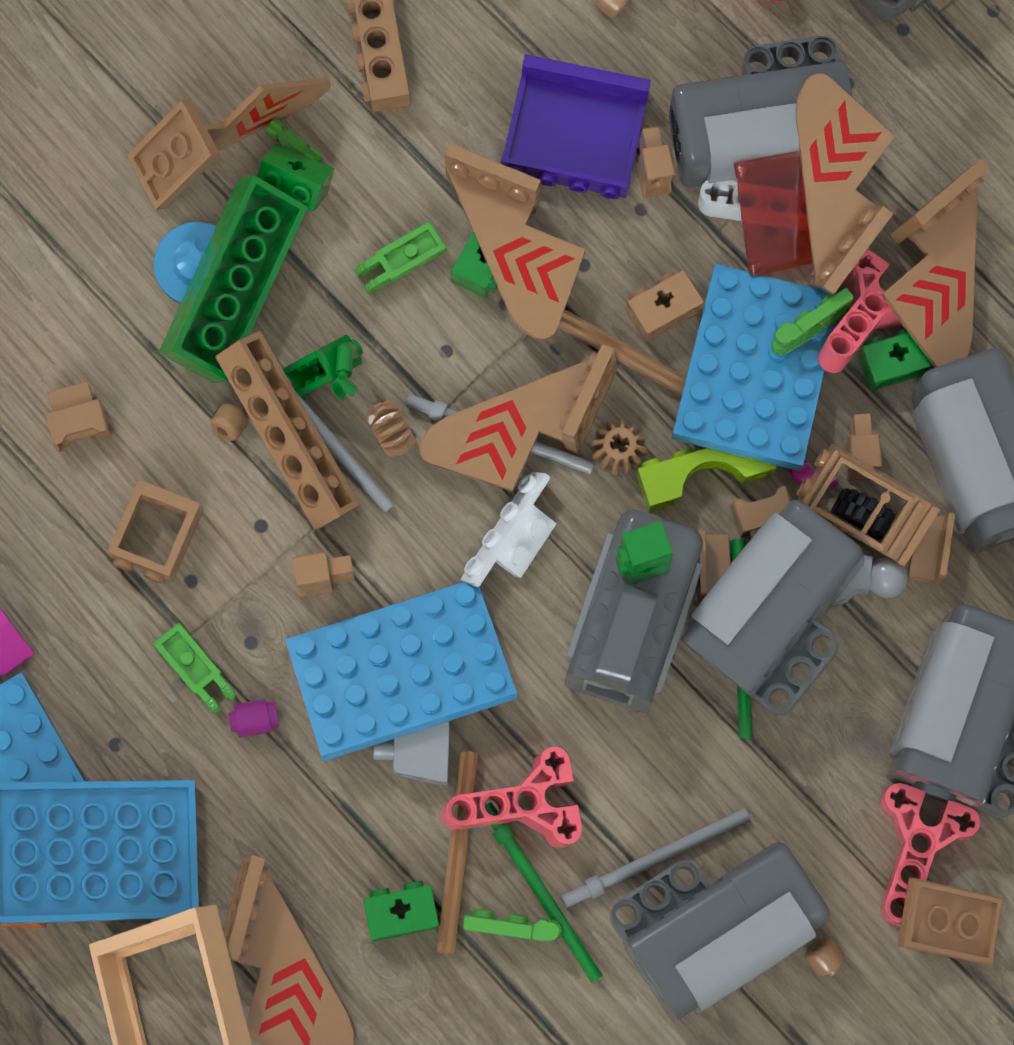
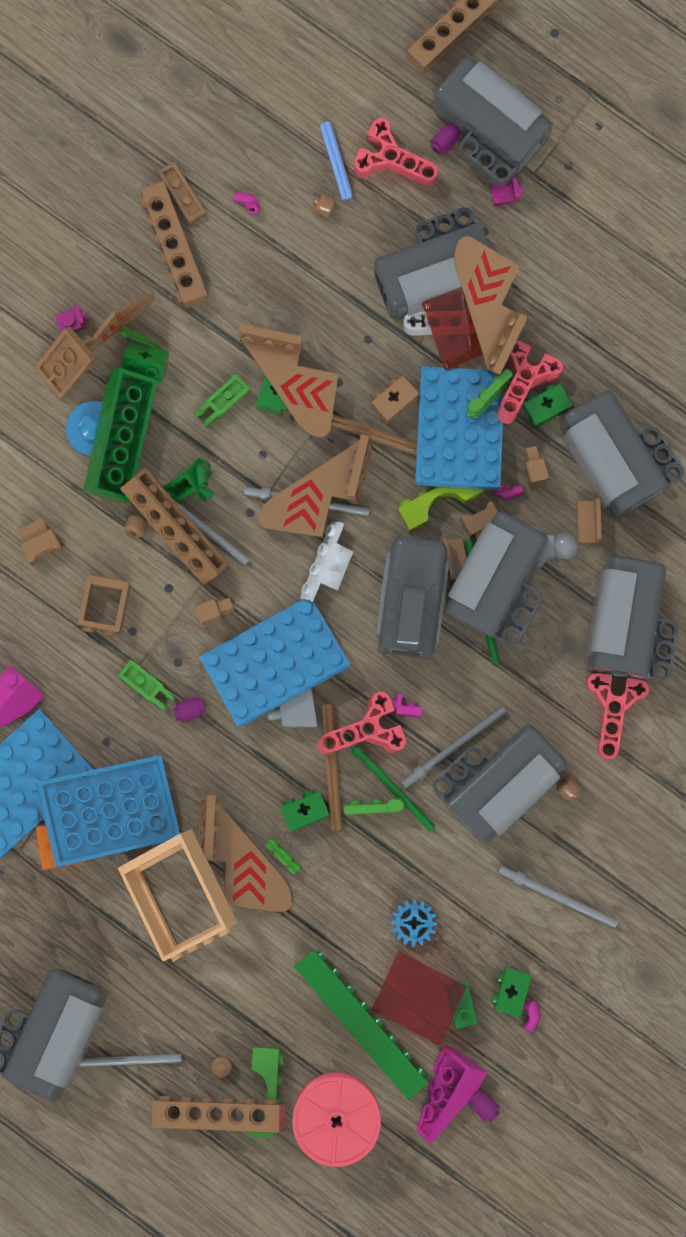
camera: 10 degrees left, 5 degrees up
(202, 94) = (72, 318): none -> dark pink bracket
(354, 977) = (283, 856): none -> bright green axle
(390, 428) = (238, 511): medium nougat gear -> none
(576, 126) = (316, 294): dark purple panel -> none
(597, 785) = (408, 710): none -> dark pink bracket
(624, 438) = (384, 488): medium nougat gear -> none
(644, 553) = (412, 564): green brick -> none
(654, 164) = (371, 309): medium nougat piece -> none
(857, 509) = (542, 510): black tyre -> none
(892, 34) = (506, 194): none -> dark pink bracket
(907, 527) = (571, 515): medium nougat door -> none
(938, 292) = (565, 359): medium nougat piece -> none
(950, 921) = (641, 751): medium nougat tile -> none

